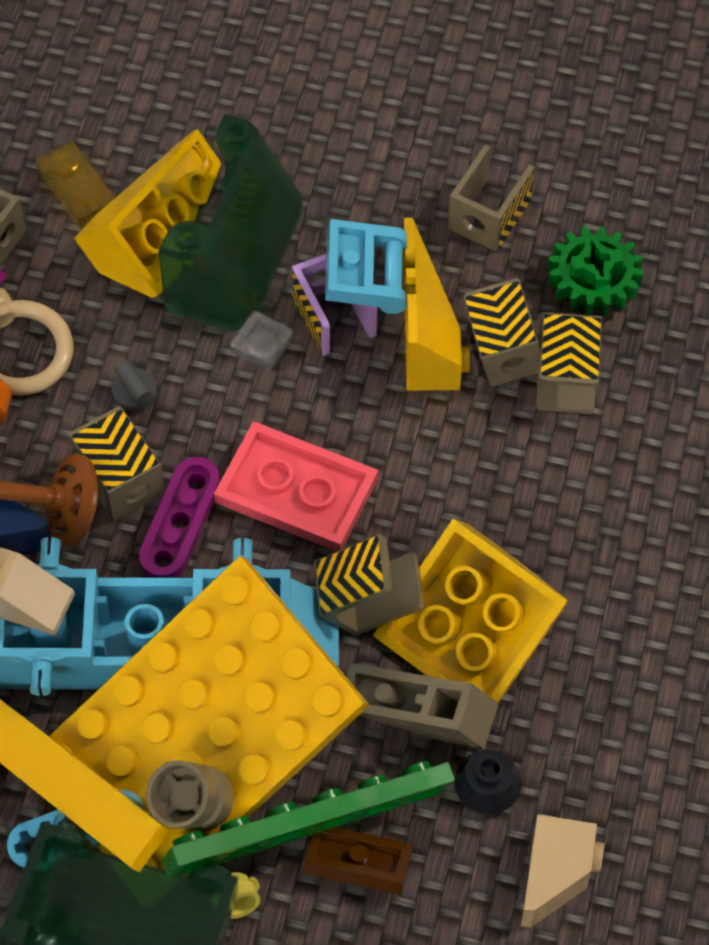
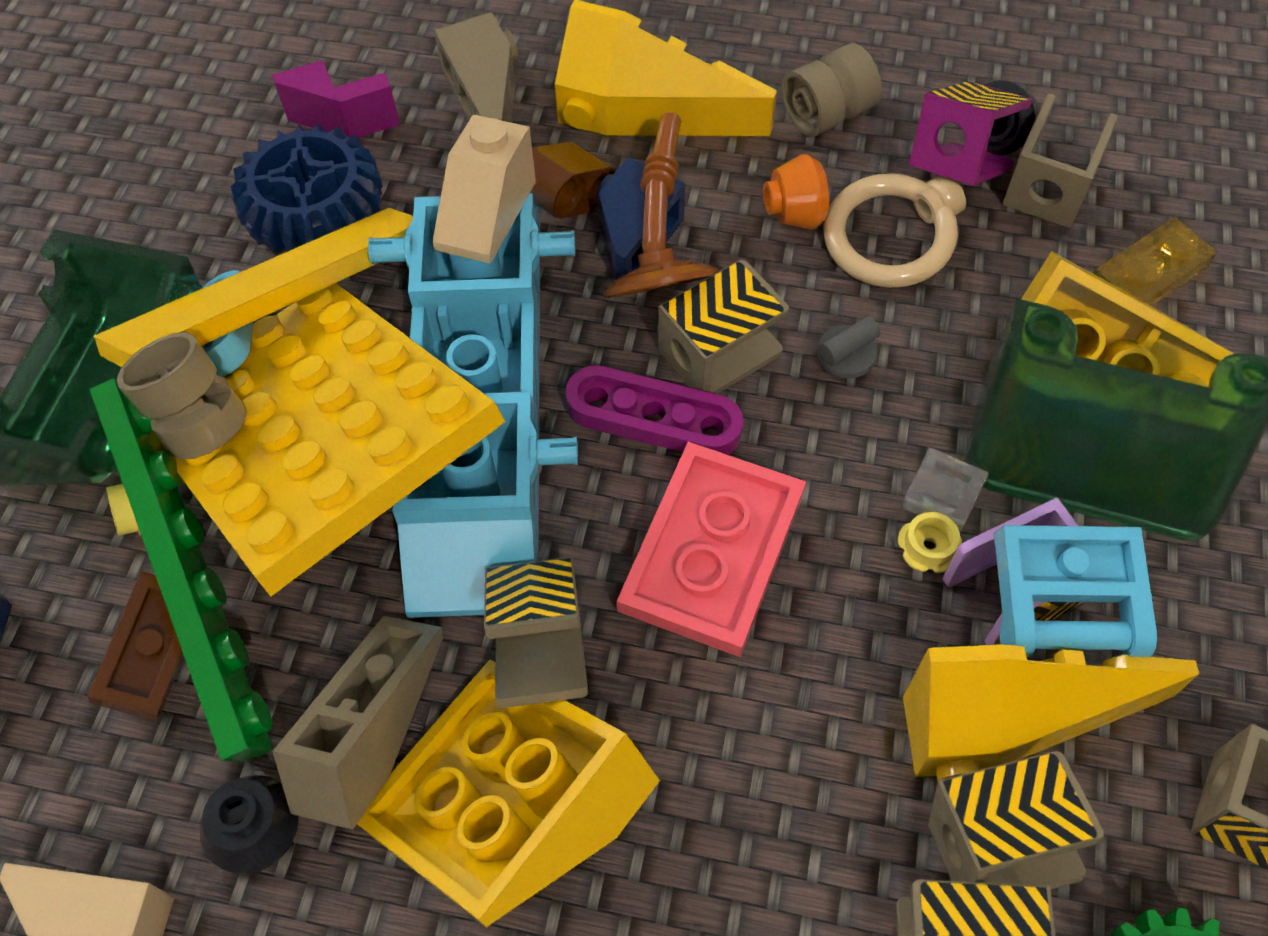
camera: 90 degrees right, 0 degrees up
(301, 346) = (933, 528): none -> light yellow plate

